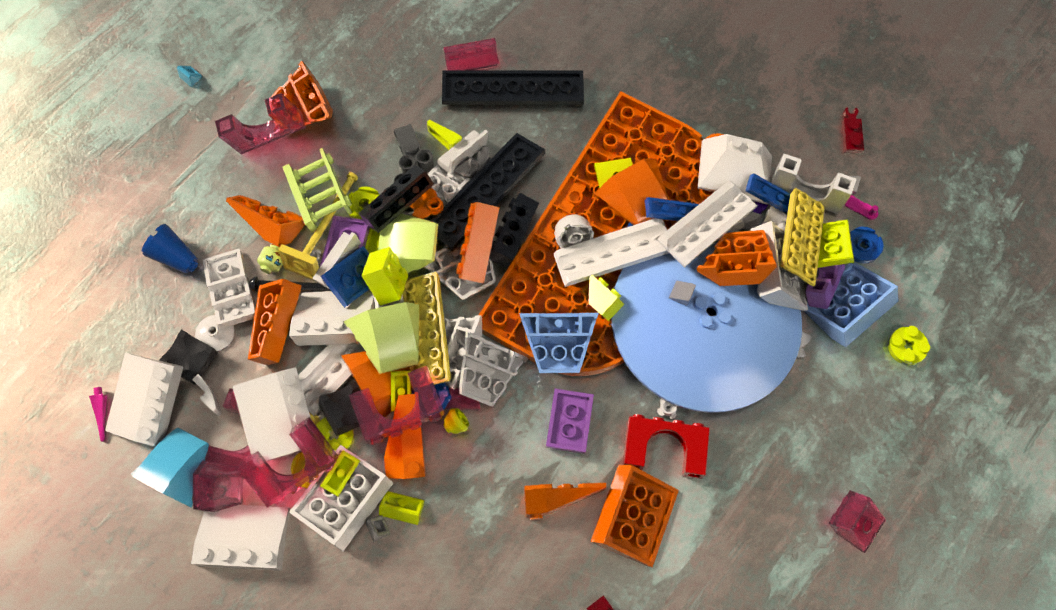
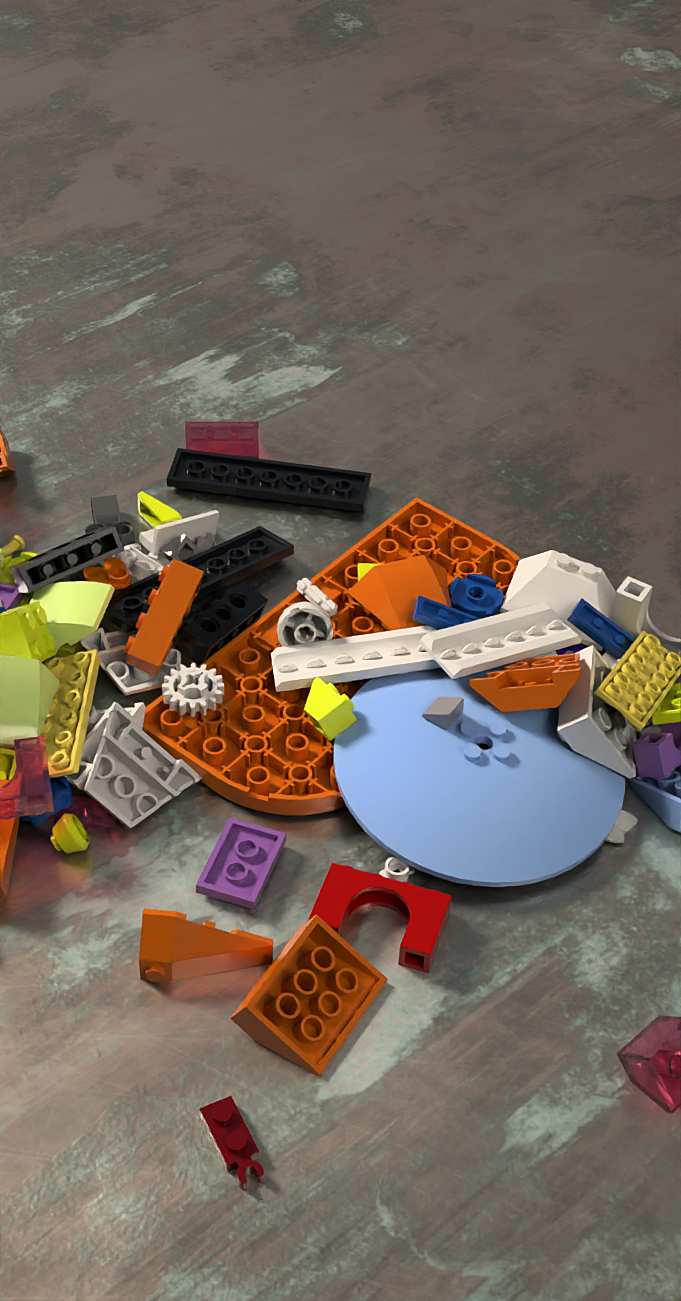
camera: 10 degrees right, 25 degrees down
(507, 288) = (193, 689): none -> white gear
(559, 339) = (248, 748): light blue wedge -> none
(573, 197) = (316, 596): none -> white axle
(676, 188) = (489, 598): none -> blue plate

